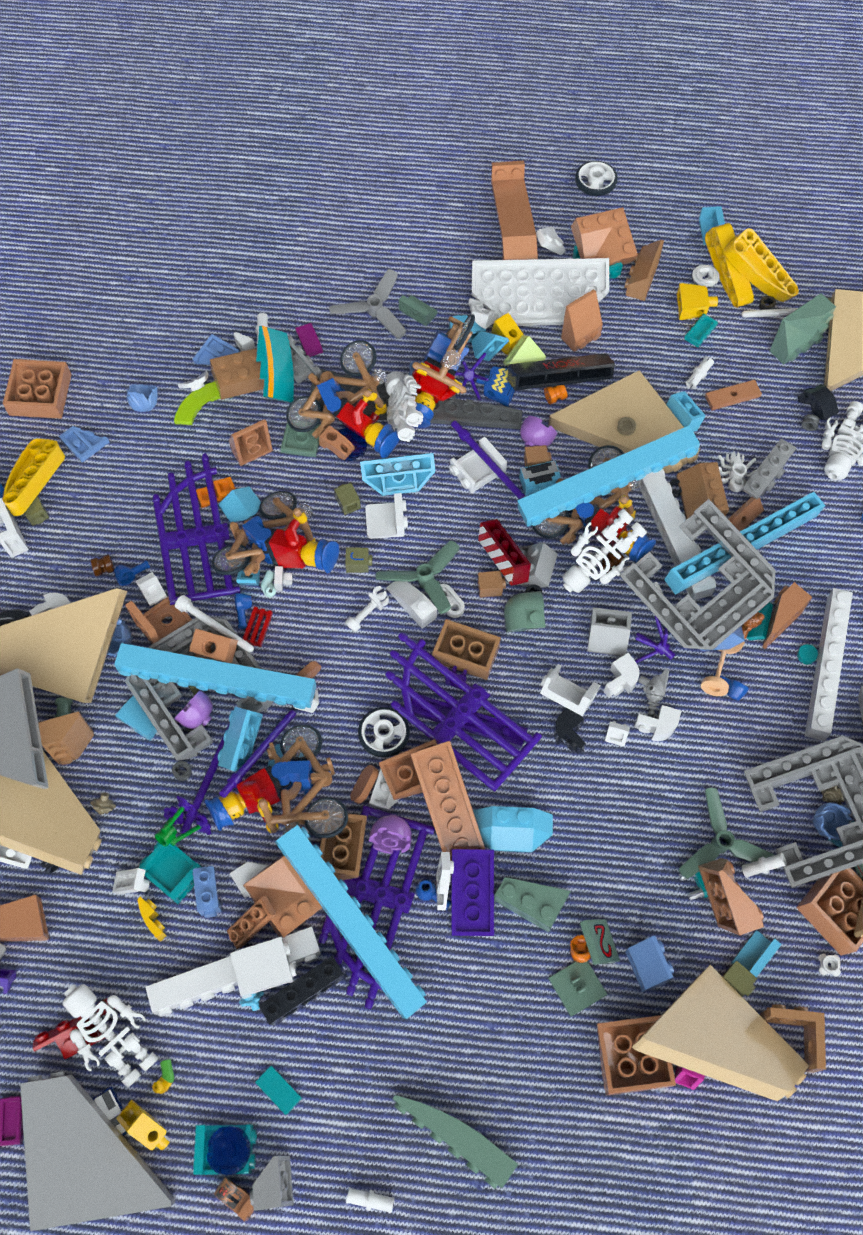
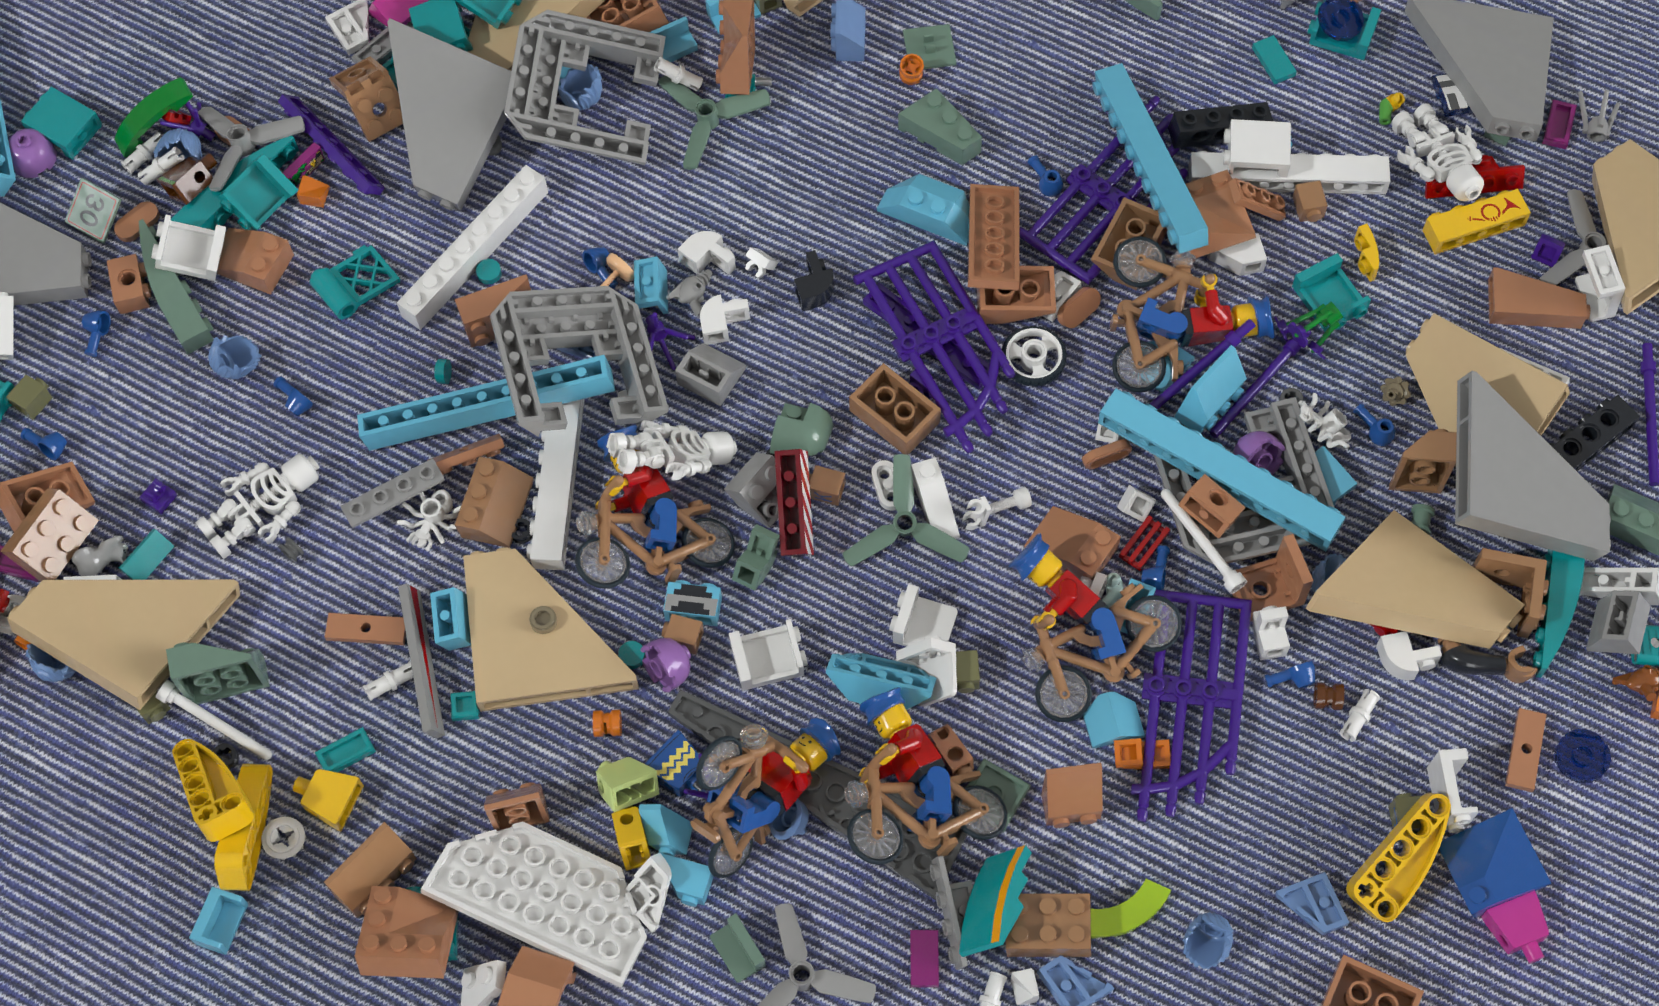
camera: 155 degrees left, 0 degrees up
(49, 996) = (1476, 221): none -> yellow brick
(79, 562) = (1359, 715): none -> white pin
(112, 774) = (1376, 434): none -> blue bar
(130, 881) = (1383, 291): white tile -> none
(143, 1126) = (1423, 64): yellow torso -> none
(145, 751) = (1331, 425): none -> white animal
(195, 384) = (1121, 941): white animal -> none
(206, 892) = (1298, 251): medium blue bracket -> none
(209, 948) = (1310, 201): none -> medium nougat brick
(271, 651) = (1136, 503): none -> white slope
(305, 605) = (1077, 541): none -> nougat slope
(358, 560) = (983, 578): olive brick -> none
(370, 490) = (936, 659): none -> white bracket
(390, 834) = (1070, 228): medium lavender cylinder -> none
(402, 406) = (836, 765): white piece -> none
(443, 879) = (1030, 171): white wing -> none
(465, 435) = (764, 701): dark purple bar -> none
(472, 892) = (1002, 155): dark purple plate -> none
(512, 518) = (757, 559): none -> sand green brick
(560, 371) = (588, 736): black brick -> none
(563, 439) = (631, 654): none -> teal tile
(568, 693) = (795, 314): white panel -> none
(599, 941) = (890, 64): sand green tile -> none
(608, 476) = (618, 522): medium azure brick -> none
(650, 375) = (464, 706): none -> teal tile
(683, 382) = (421, 661): none -> light grey tile
(685, 681) = (651, 284): none -> medium azure panel
(785, 900) = (678, 39): none -> medium azure panel
(791, 568) = (443, 371): none -> teal tile
(821, 401) = (261, 570): black brick -> none

